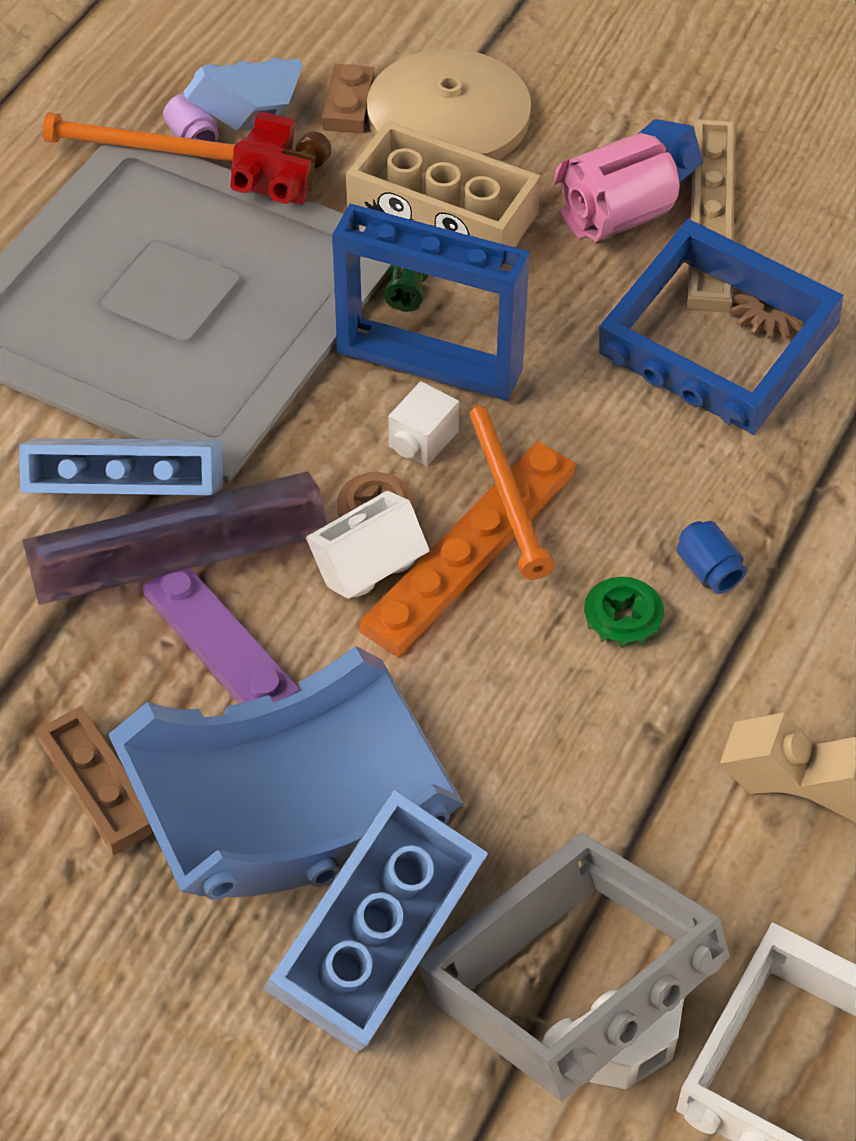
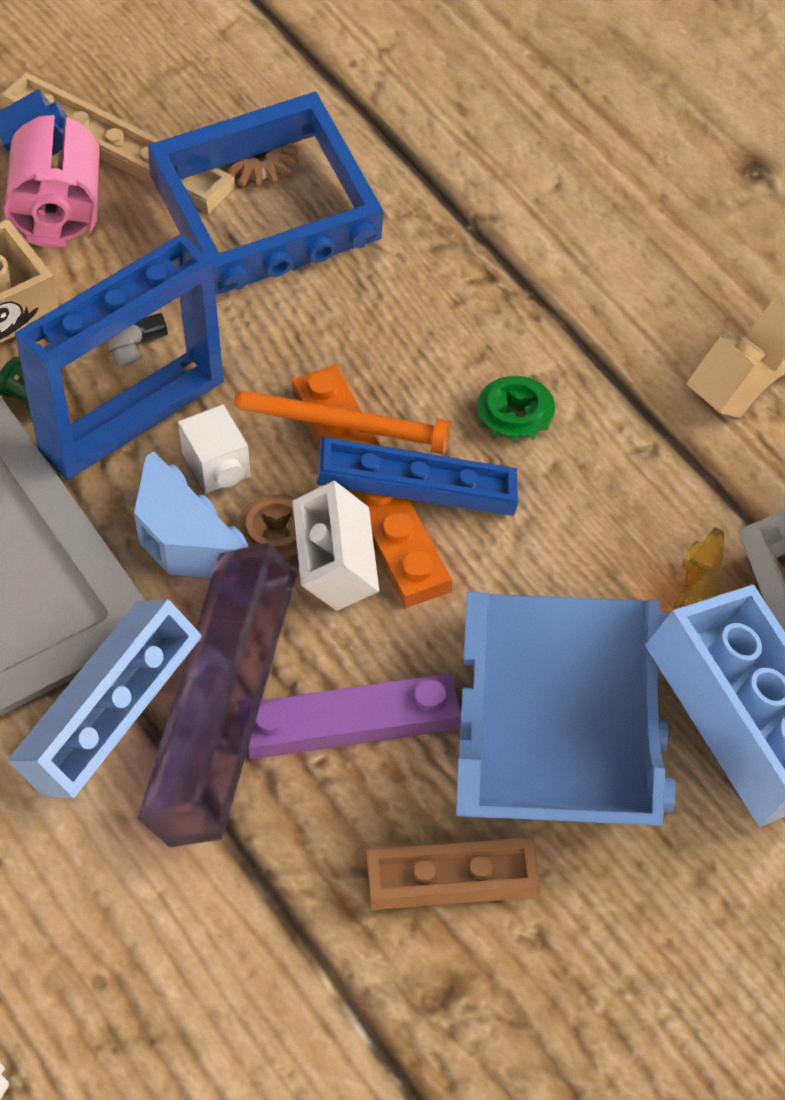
camera: 60 degrees left, 0 degrees up
(334, 433) = (178, 525): none -> light blue slope
(486, 570) = (417, 476): none -> blue tile
(489, 325) = (124, 344): none -> arm
(535, 832) = (703, 569): none -> clear yellow slope
(711, 556) = (503, 322): blue brick -> none

